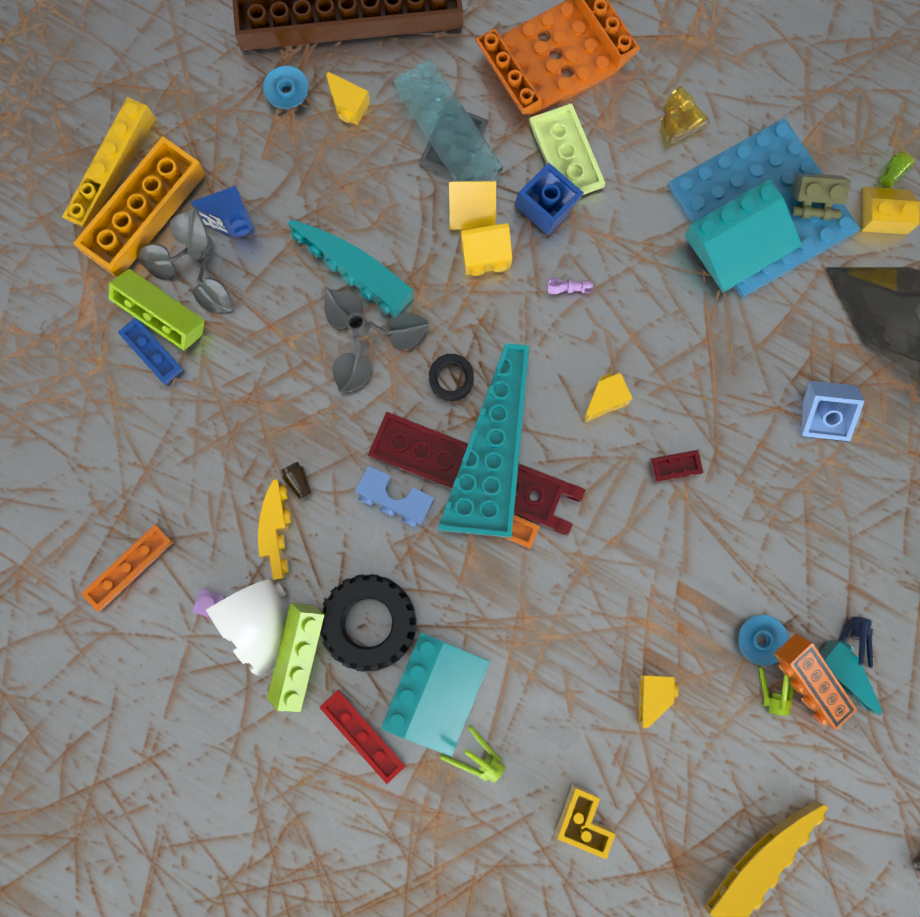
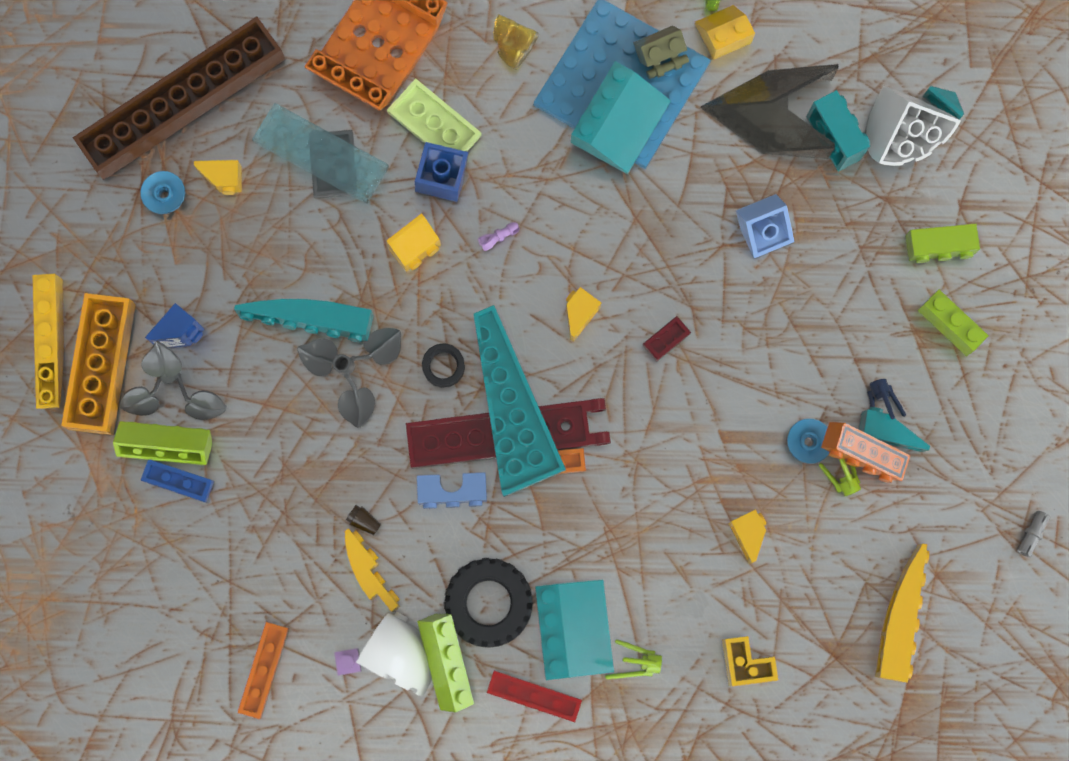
camera: 30 degrees left, 0 degrees up
(472, 204) = (380, 210): yellow tile -> none

